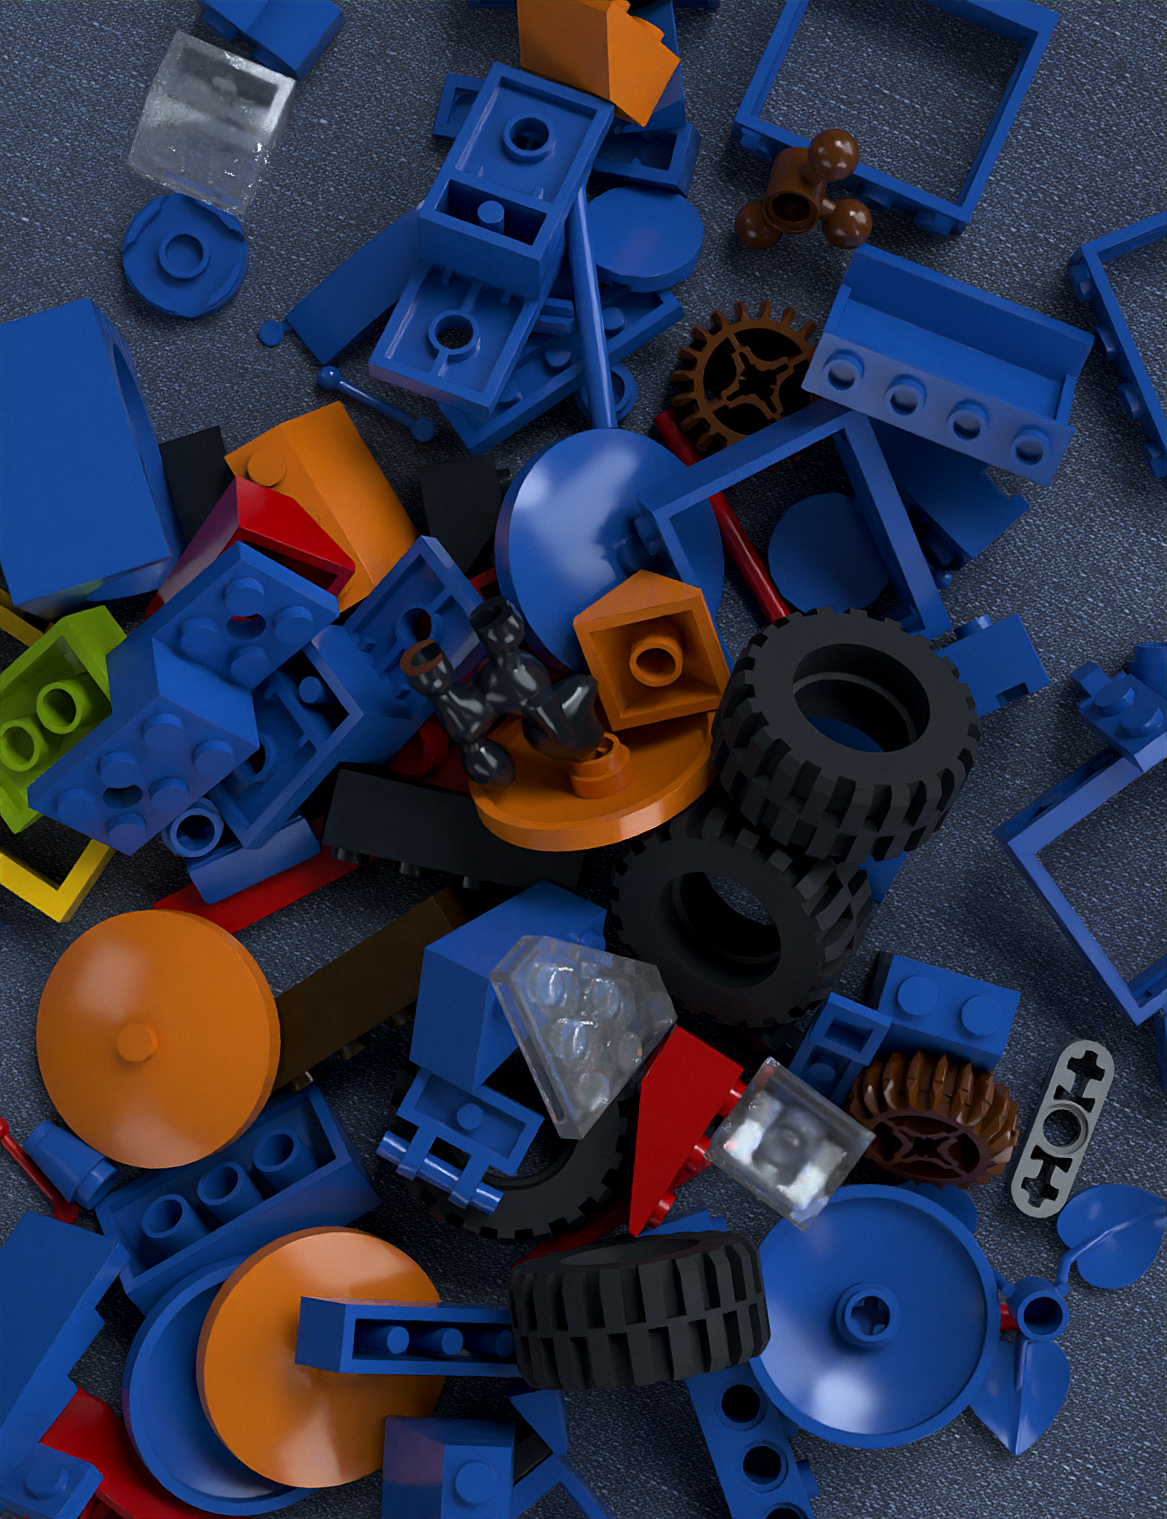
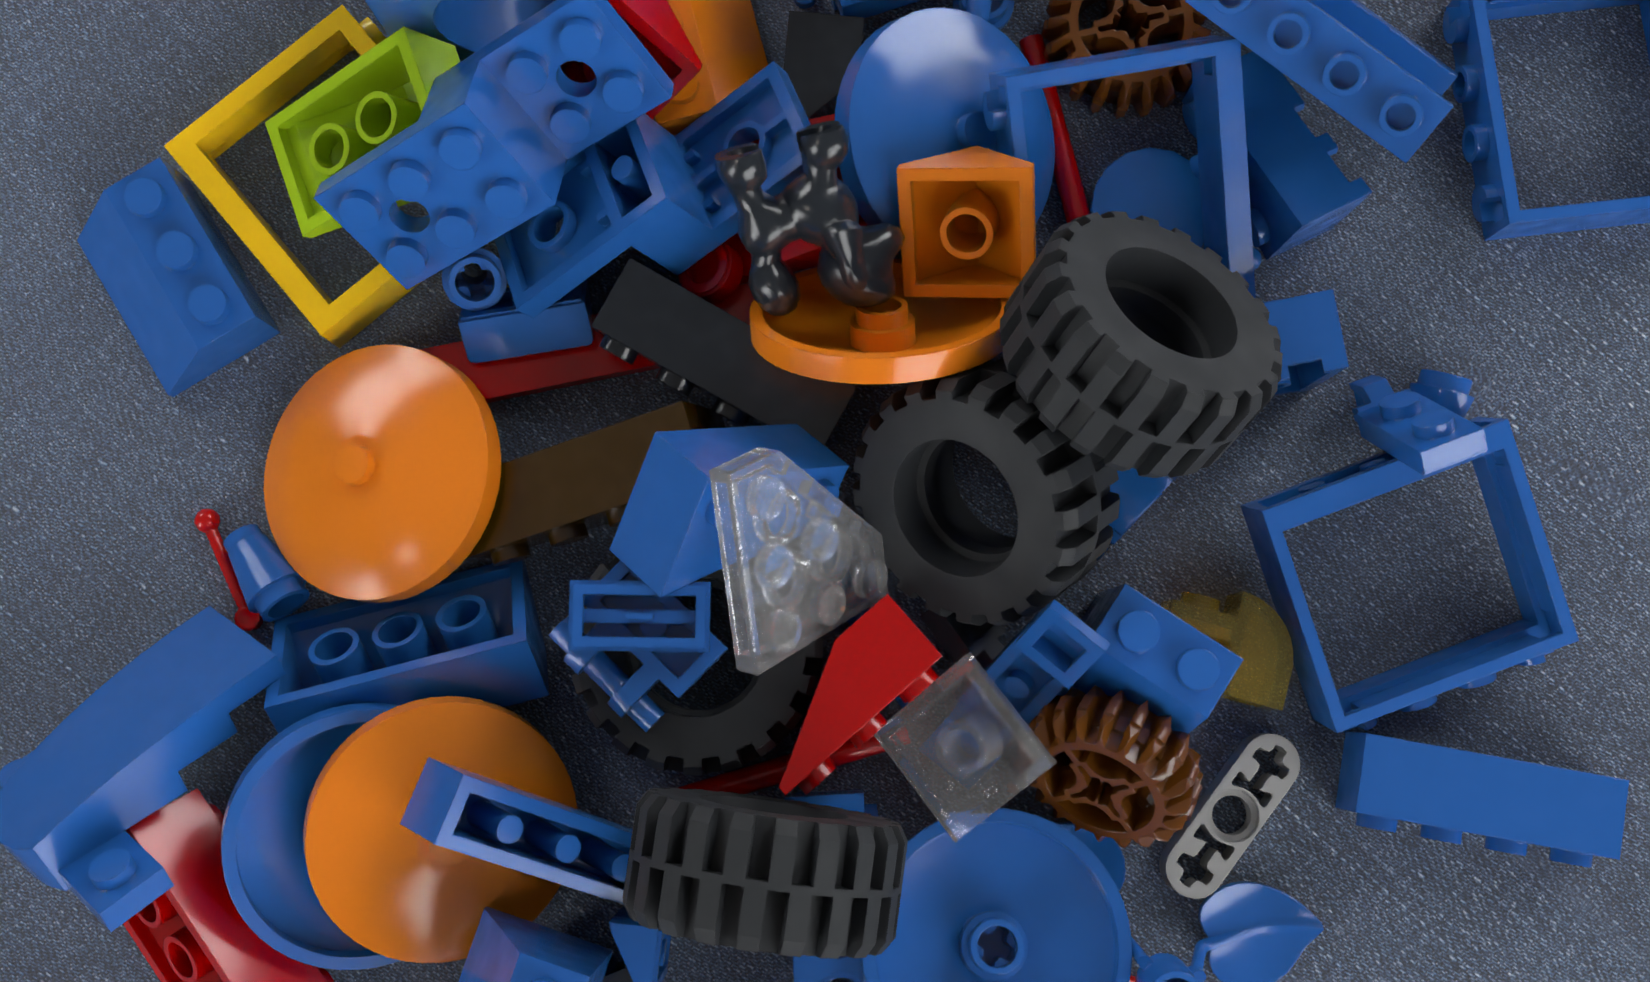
camera: 15 degrees right, 5 degrees down
(401, 1127) = (579, 616): none -> blue tile
(1035, 963) = (1250, 631): none -> clear yellow brick

